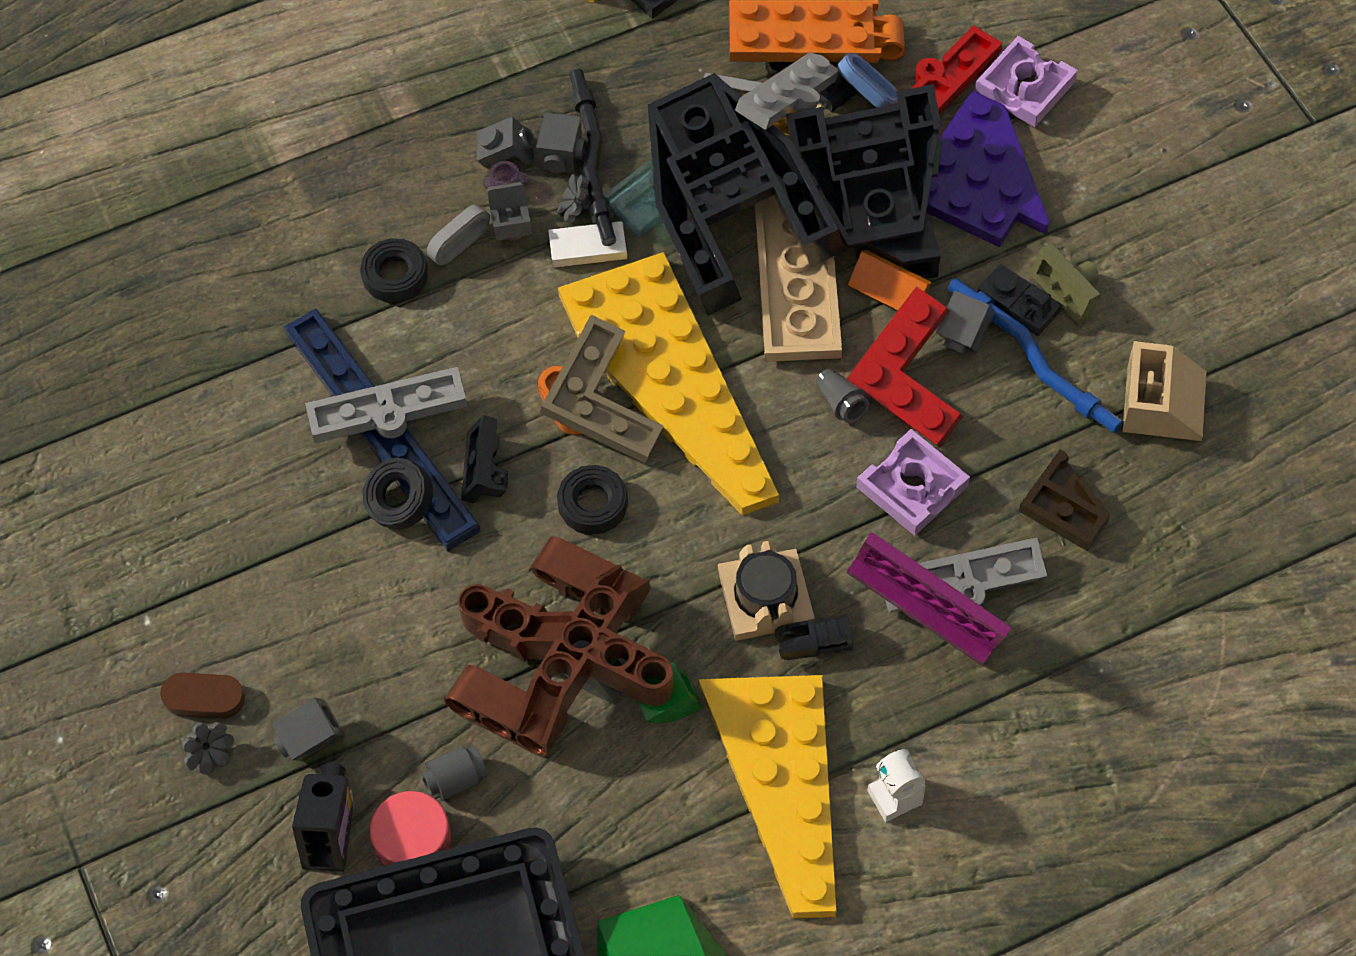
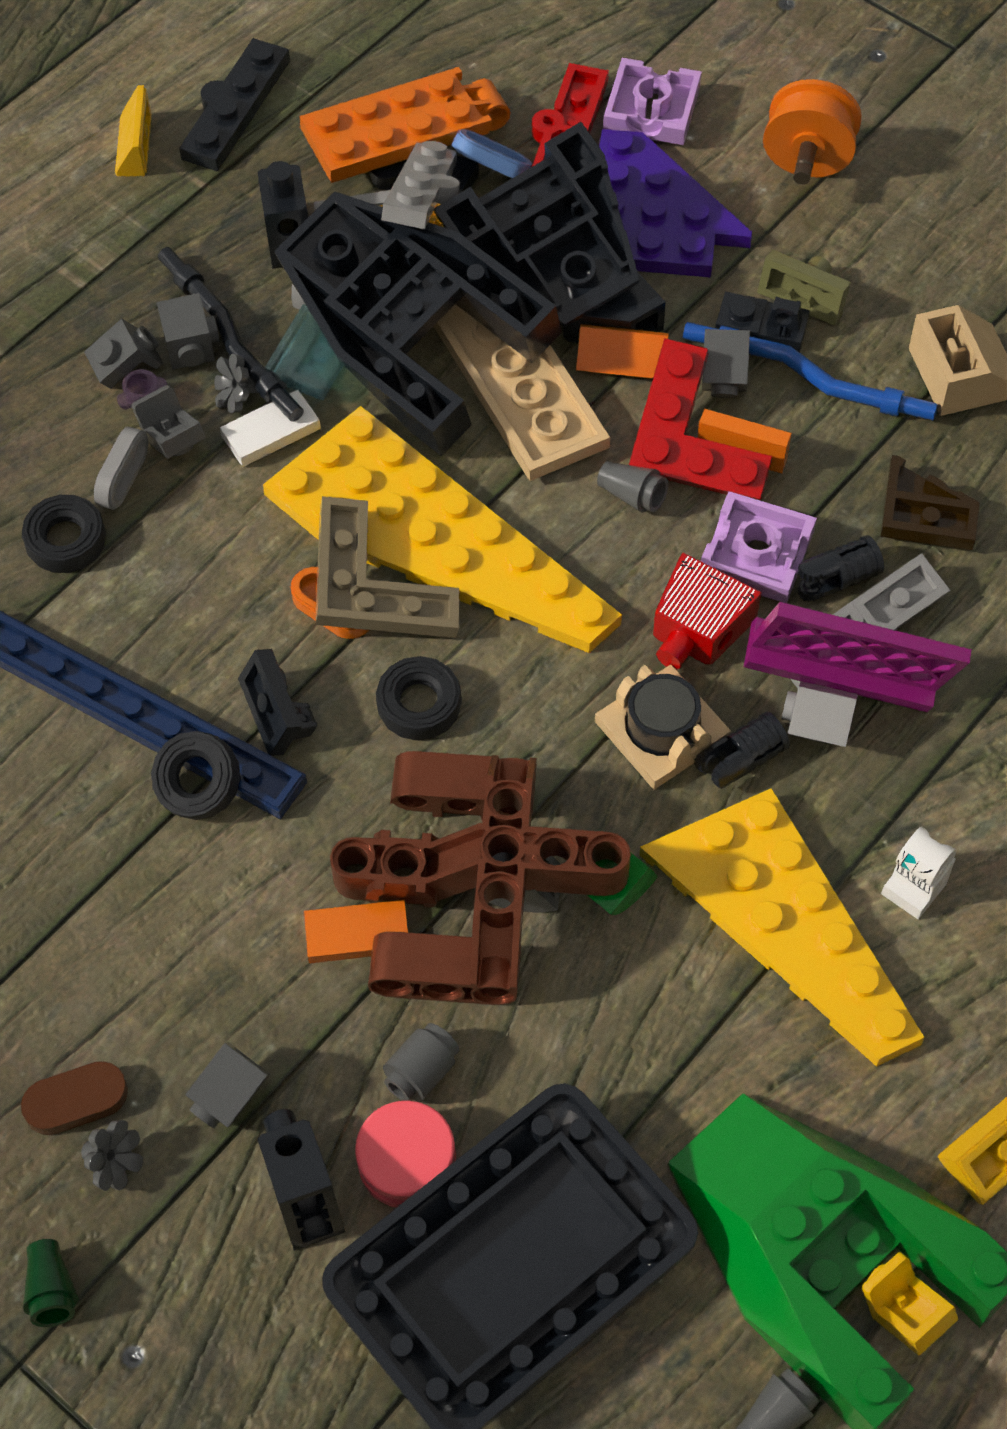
camera: 25 degrees left, 0 degrees up
(121, 819) = (48, 1286): none -> dark green cone
(386, 406) = (134, 683): light grey hinge -> none
(450, 653) = (350, 930): none -> orange tile
(681, 62) = (281, 199): none -> black torso
(838, 517) = (701, 613): none -> red torso
(888, 632) = (820, 713): none -> light grey brick
(949, 390) = (747, 436): none -> orange tile
(967, 524) = (840, 568): none -> black hinge
(1138, 153) = (812, 129): none -> orange wheel

